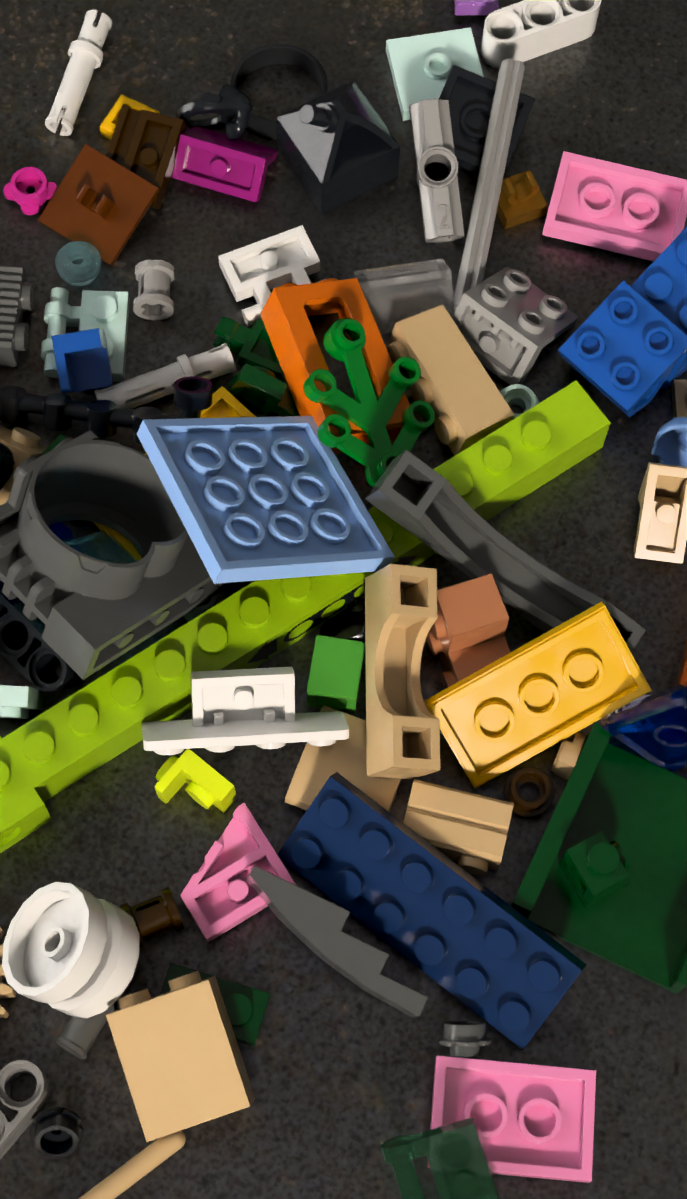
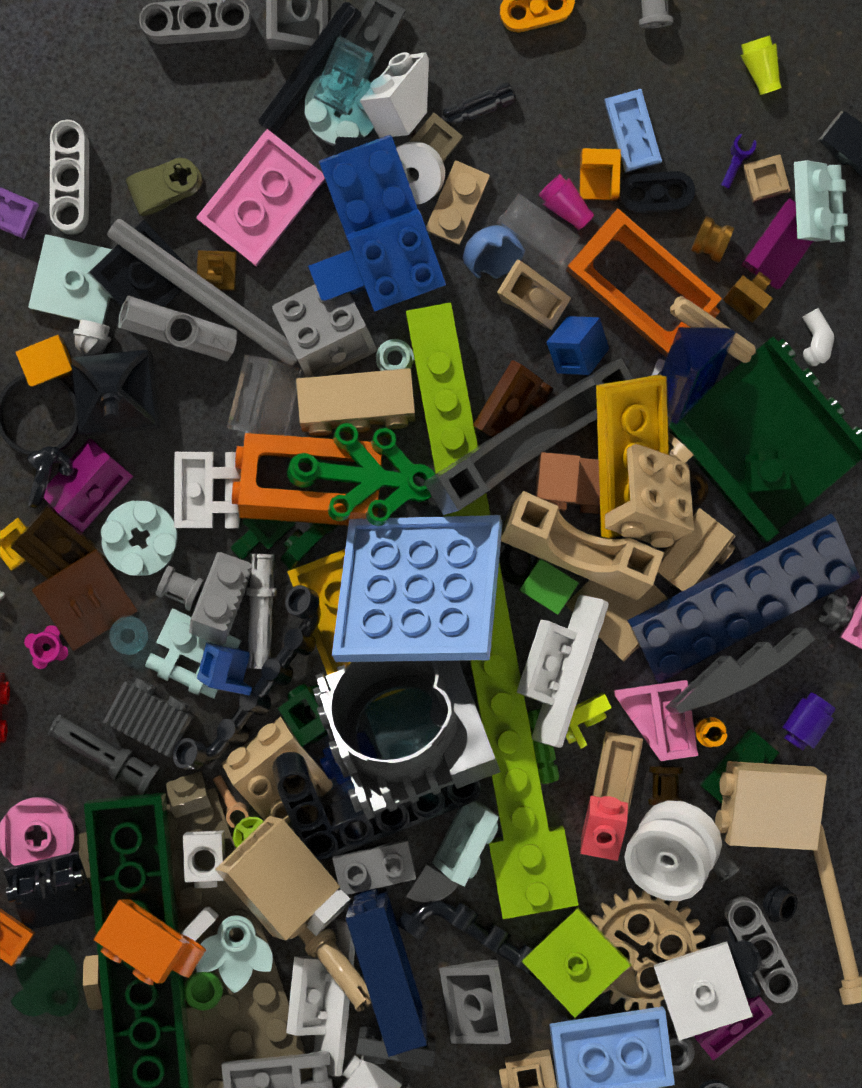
camera: 65 degrees left, 20 degrees up
(68, 855) = (604, 827): none -> coral brick
(129, 760) = (544, 754): none -> bright green axle
(144, 854) = (618, 766): none -> tan tile
(159, 324) = (220, 598): none -> light grey brick
(191, 211) = (118, 532): none -> light aqua plate
(245, 923) = (719, 735): none -> light orange pin
(309, 1063) = (808, 722): none -> dark purple brick
(339, 64) = (45, 360): none -> light orange panel
(388, 104) = (91, 338): none -> white plate
(499, 735) = (659, 499): none -> tan bracket
(537, 530) = (512, 399): none -> reddish brown plate
(572, 301) = (337, 276): none -> blue panel
(578, 107) = (157, 189): none -> olive piece
(634, 589) = (578, 345): none -> blue panel

